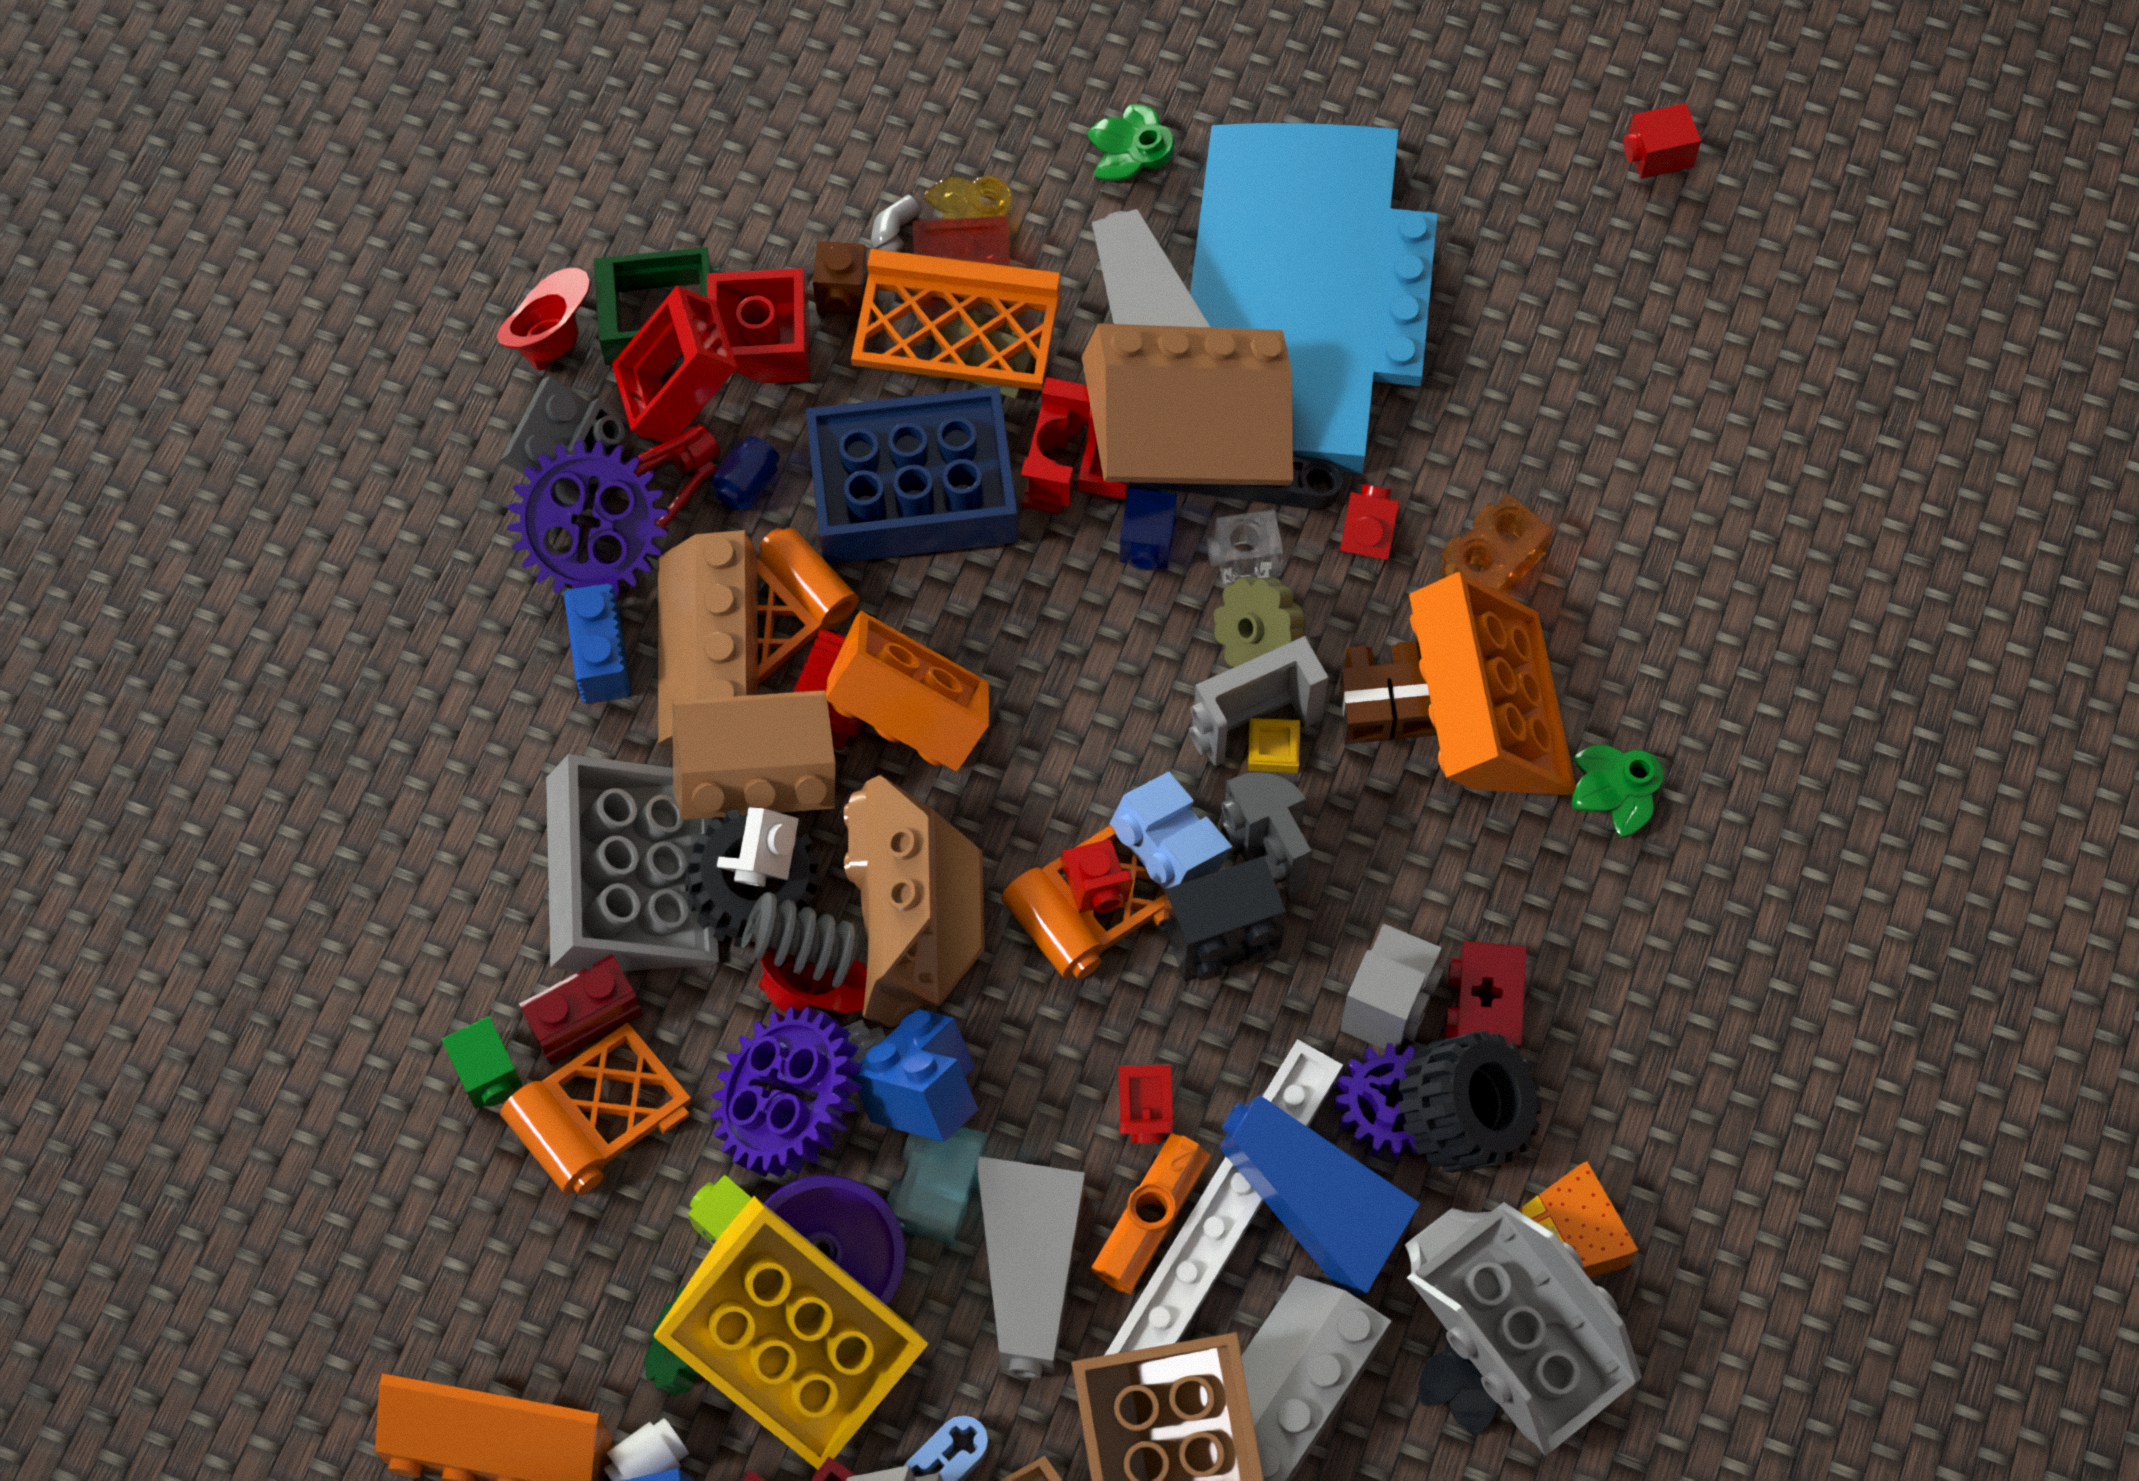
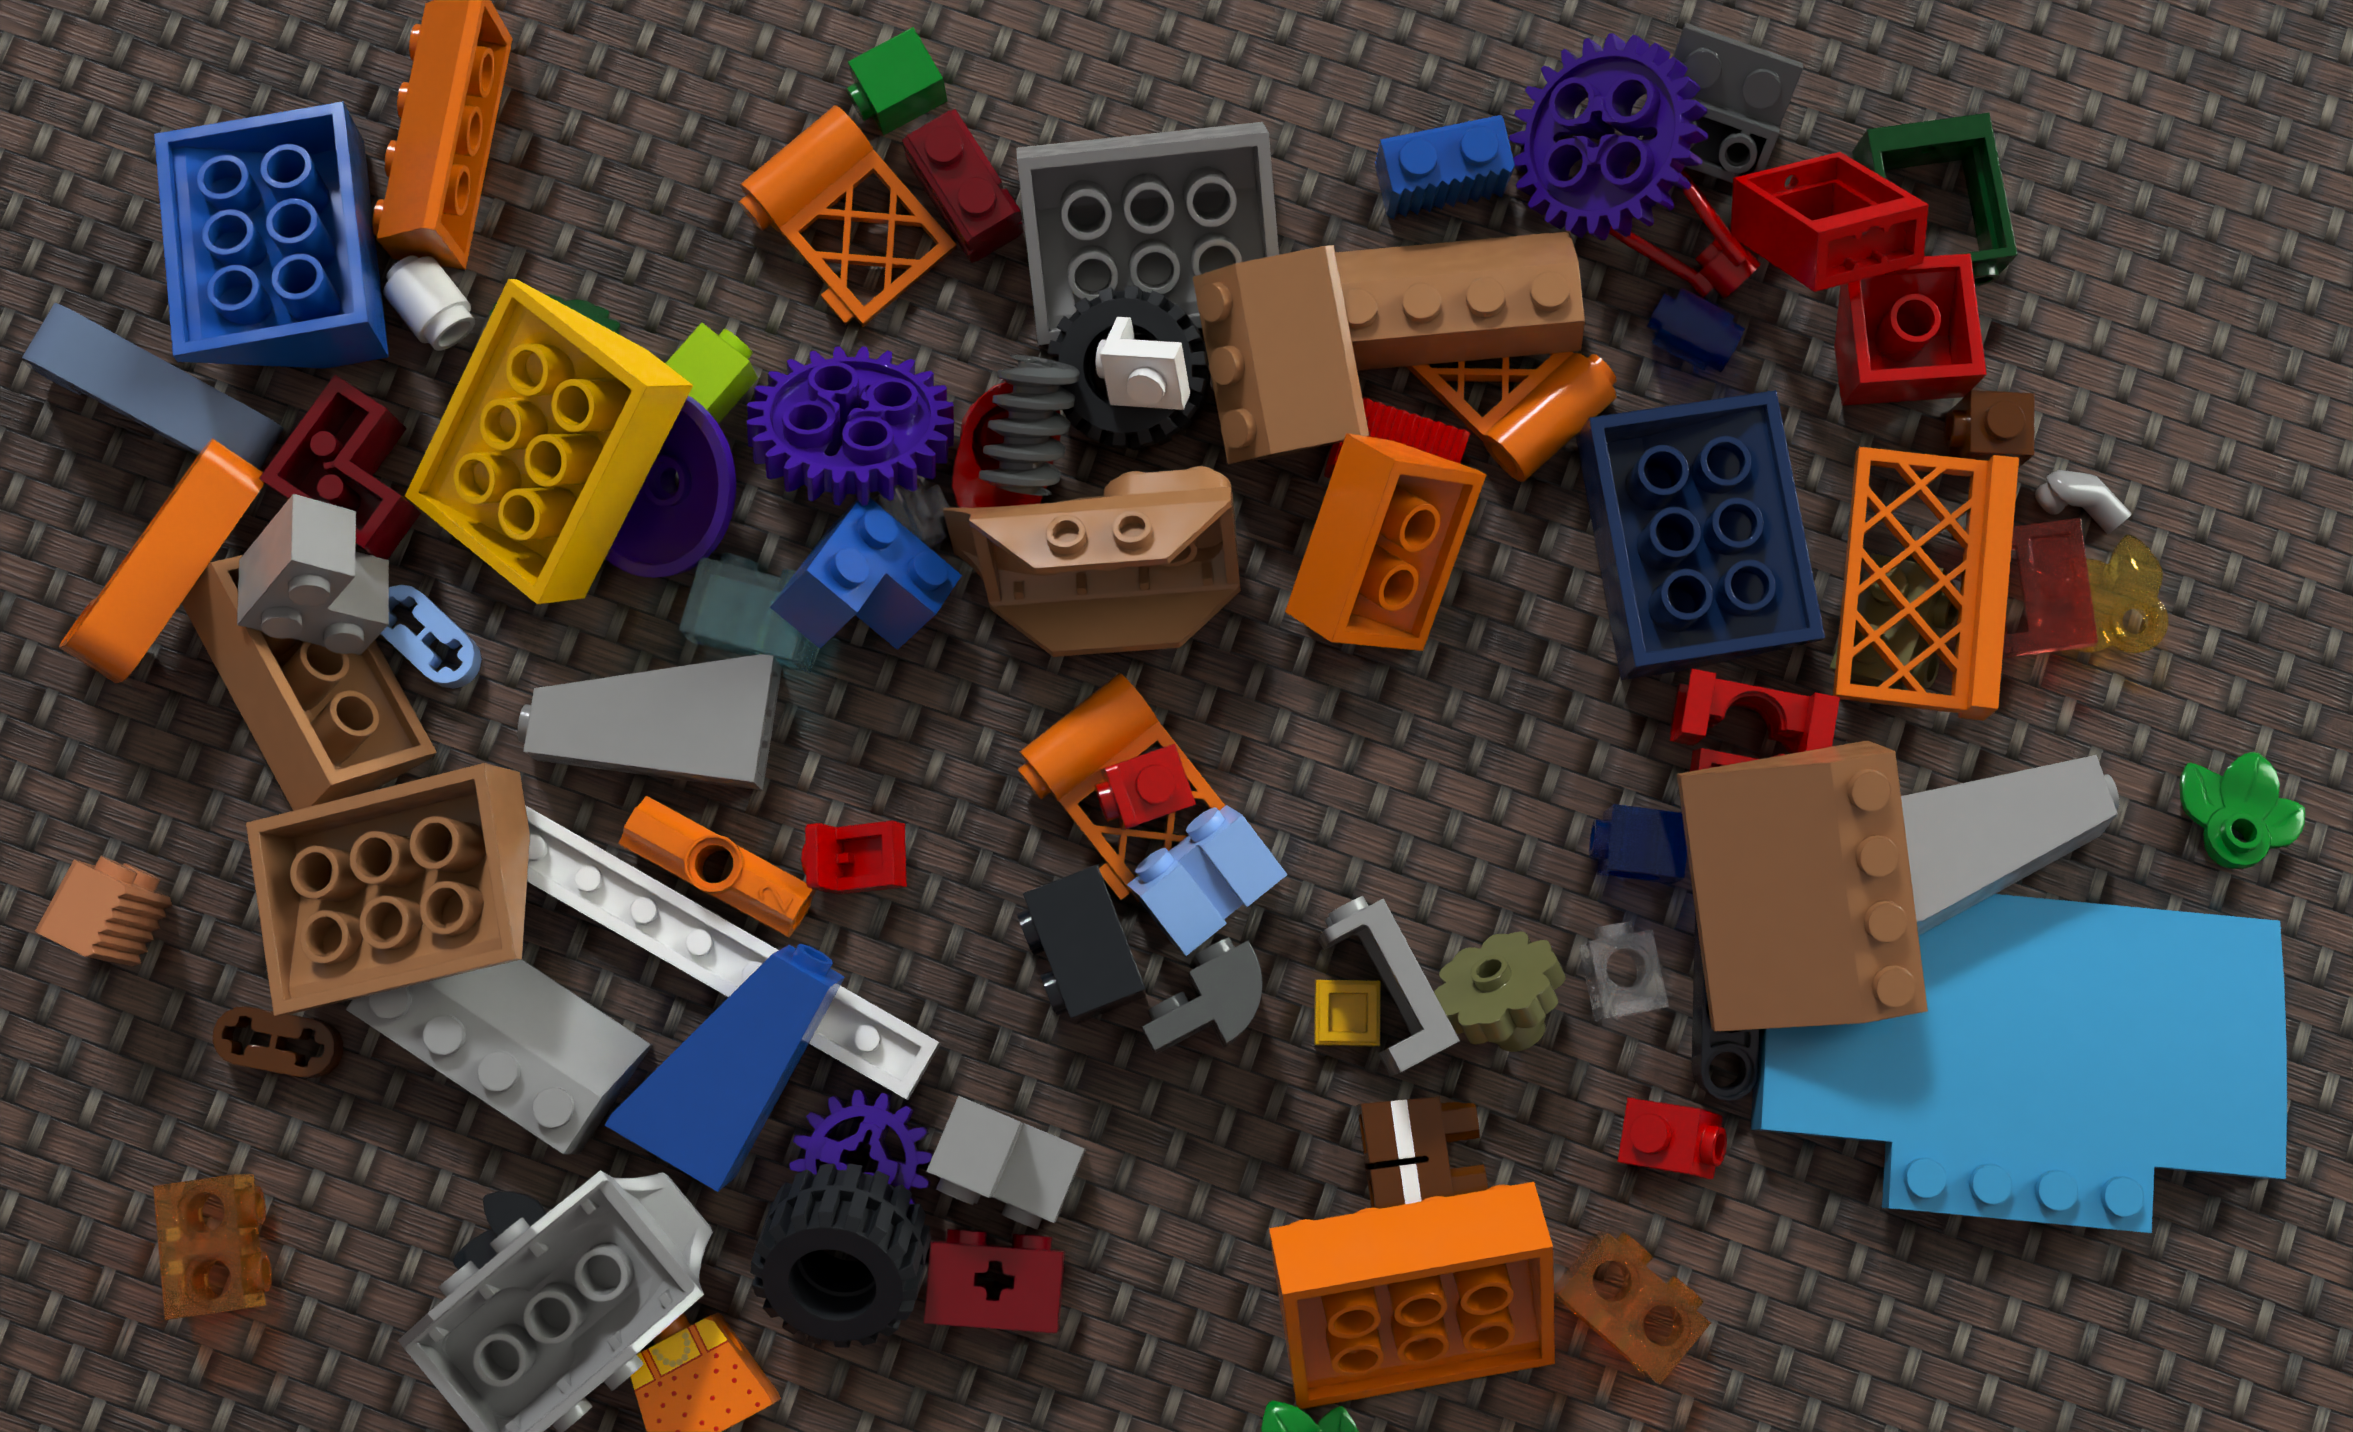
camera: 85 degrees right, 15 degrees up
(546, 319) = (1898, 66): red piece -> none

